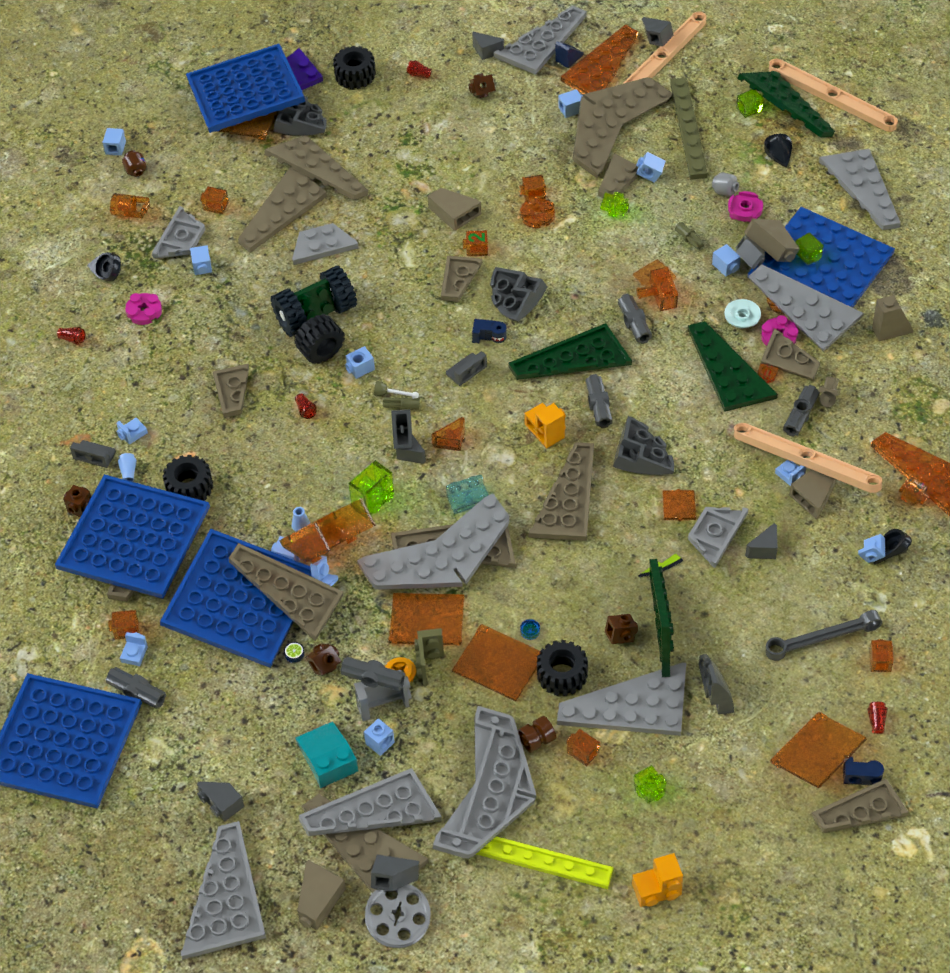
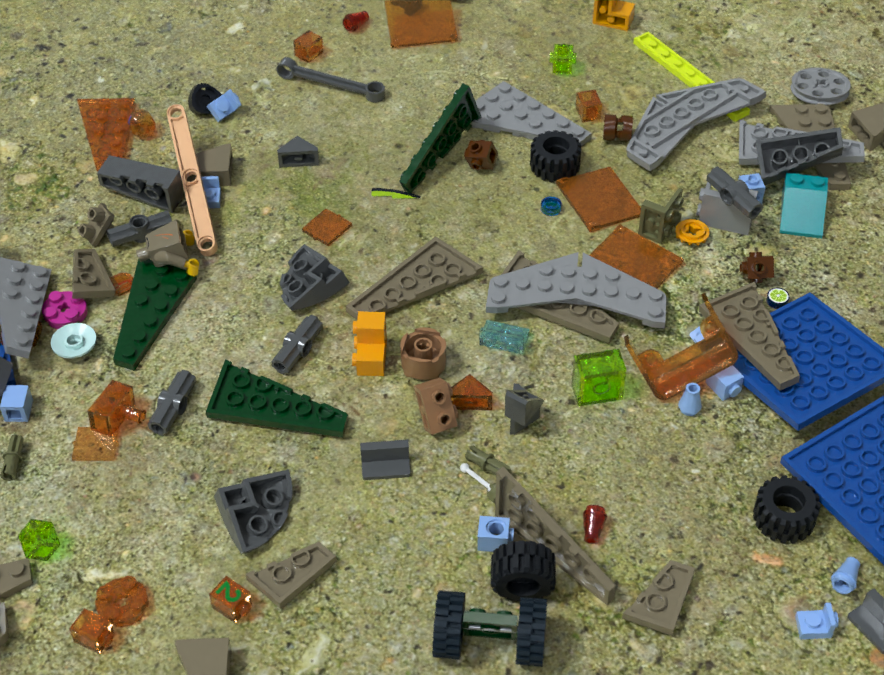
camera: 145 degrees left, 5 degrees down
(326, 369) = (537, 525): none -> dark tan wing
(357, 775) = (796, 152): none -> dark grey wedge
(393, 872) = (811, 92): dark grey slope -> none
(460, 403) = (436, 405): none -> medium nougat brick
(489, 330) = (326, 485): dark blue leg -> none
(505, 439) = (423, 354): none -> medium nougat brick
(715, 531) = (323, 185): light grey wing -> none
(715, 685) = (452, 77): dark grey brick -> none
(757, 398) = (169, 247): none -> dark tan torso
(841, 434) = (143, 181): none -> dark grey wedge

